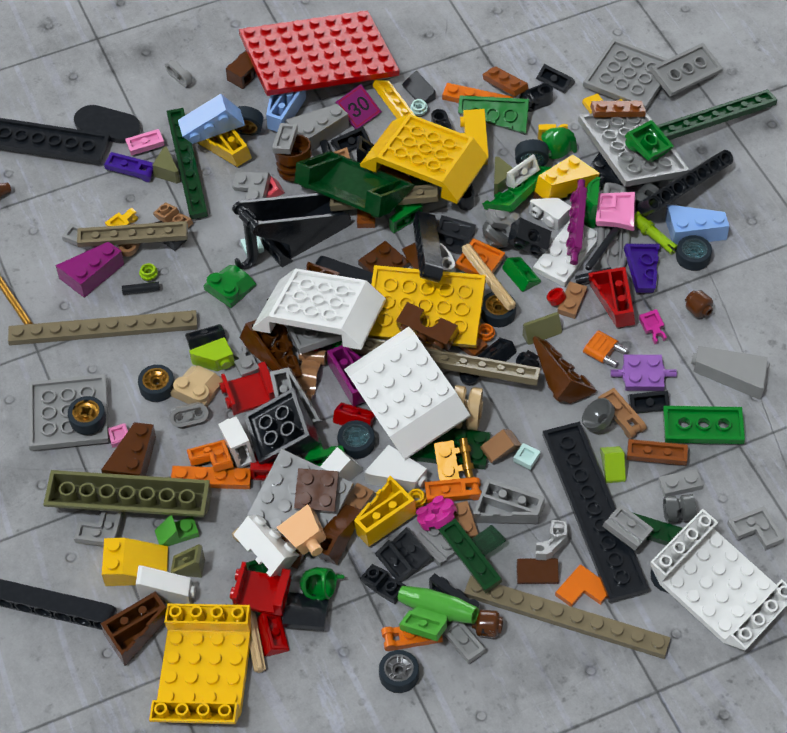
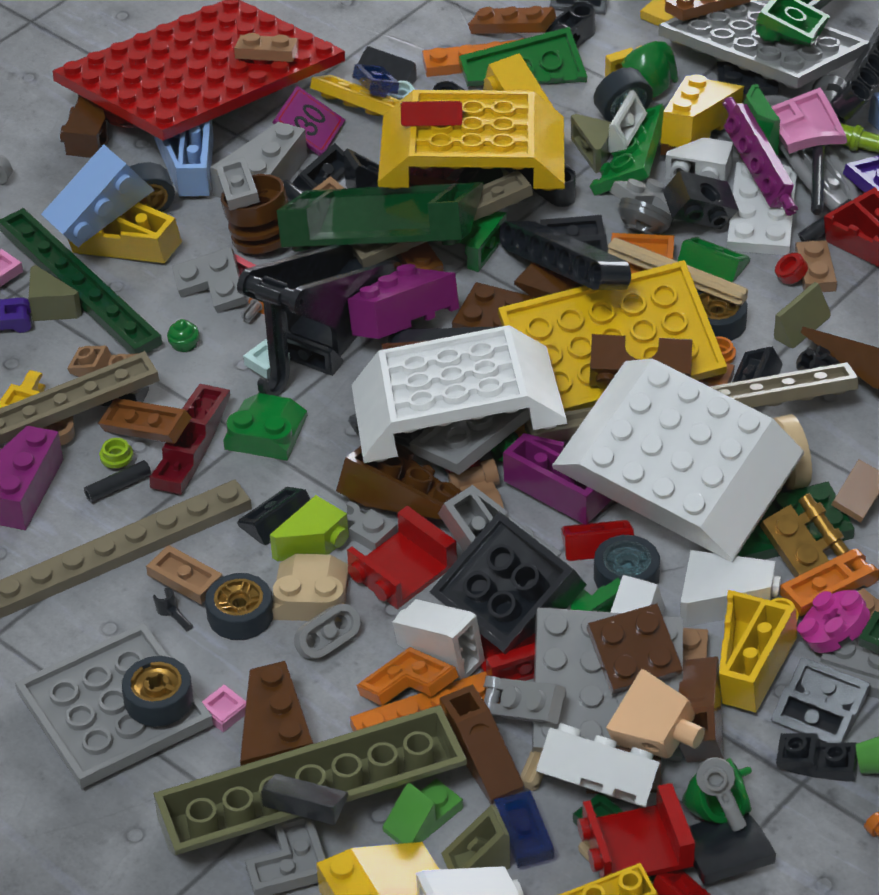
camera: 25 degrees left, 10 degrees down
(114, 502) = (303, 798): none -> black slope
(125, 369) = (169, 607): none -> black hand
(140, 353) = (183, 573): none -> medium nougat plate
(169, 260) = (145, 420): none -> dark orange plate
(187, 279) = (183, 457): none -> dark red slope
(217, 560) = (526, 829): none -> clear blue plate
(220, 215) = (183, 335): none -> green plate
(221, 507) = (481, 743): none -> reddish brown slope
(251, 493) = (524, 699): none -> light grey plate
(312, 577) = (716, 778): none -> light grey plate
(332, 238) = (399, 298): none -> magenta wedge
(354, 55) = (268, 48): none -> medium nougat plate
(406, 94) = (376, 80): none -> clear blue plate
(406, 133) = (431, 113): none -> red slope

